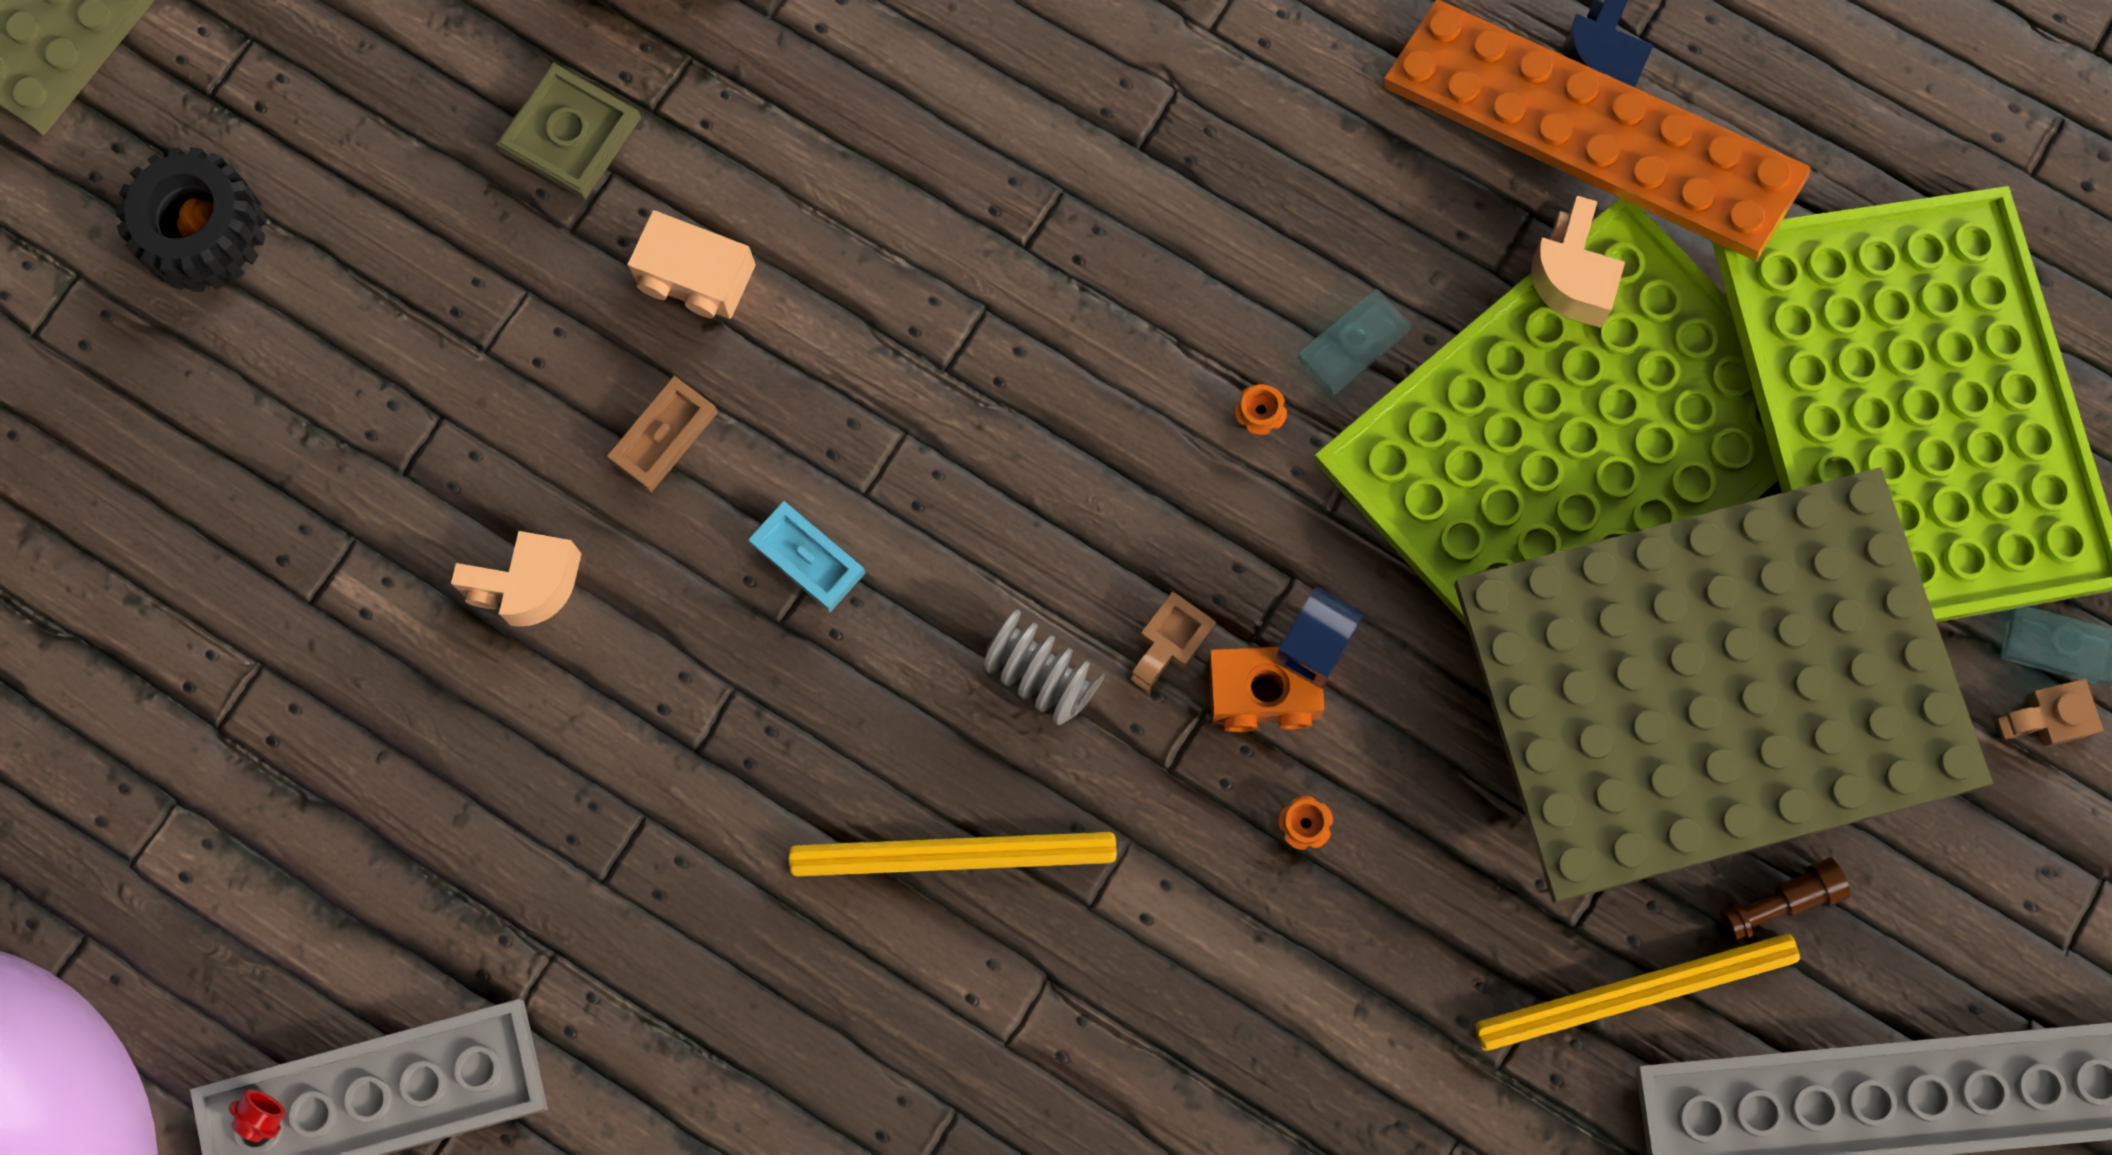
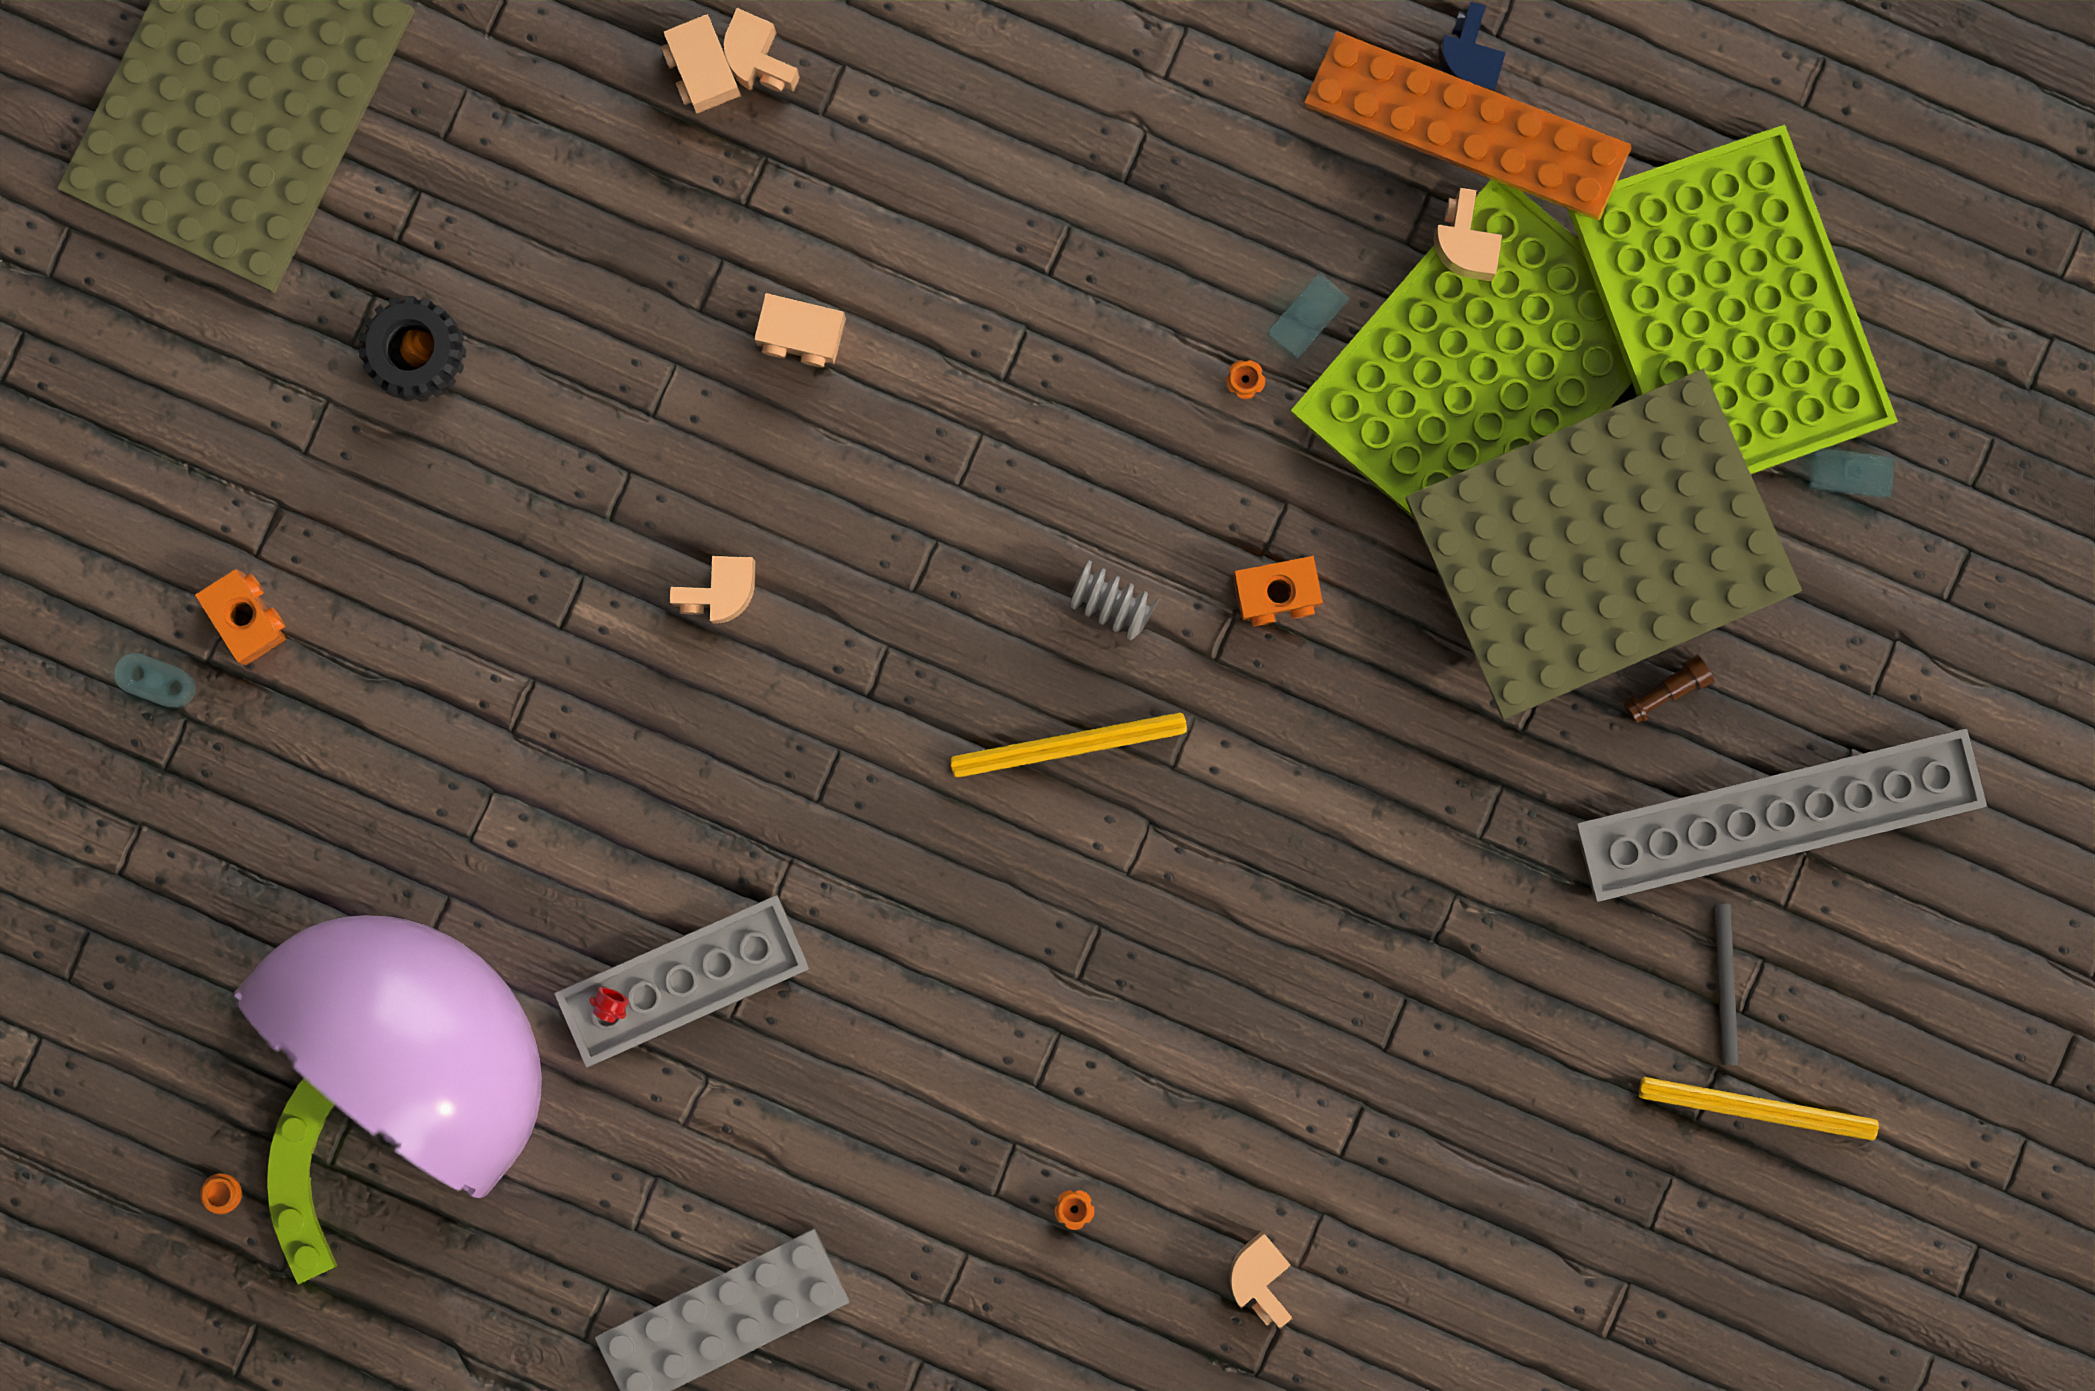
camera: 15 degrees left, 10 degrees up
(568, 131) = (684, 233): olive plate -> none
(662, 434) = (801, 463): medium nougat plate -> none
(806, 556) = (925, 541): medium azure plate -> none
(1174, 636) = (1205, 562): medium nougat plate -> none
(1316, 812) = (1328, 677): orange plate -> none
(1318, 637) = (1312, 551): dark blue brick -> none
(1637, 992) = (1570, 771): yellow axle -> none
(2055, 712) = (1852, 525): medium nougat plate -> none

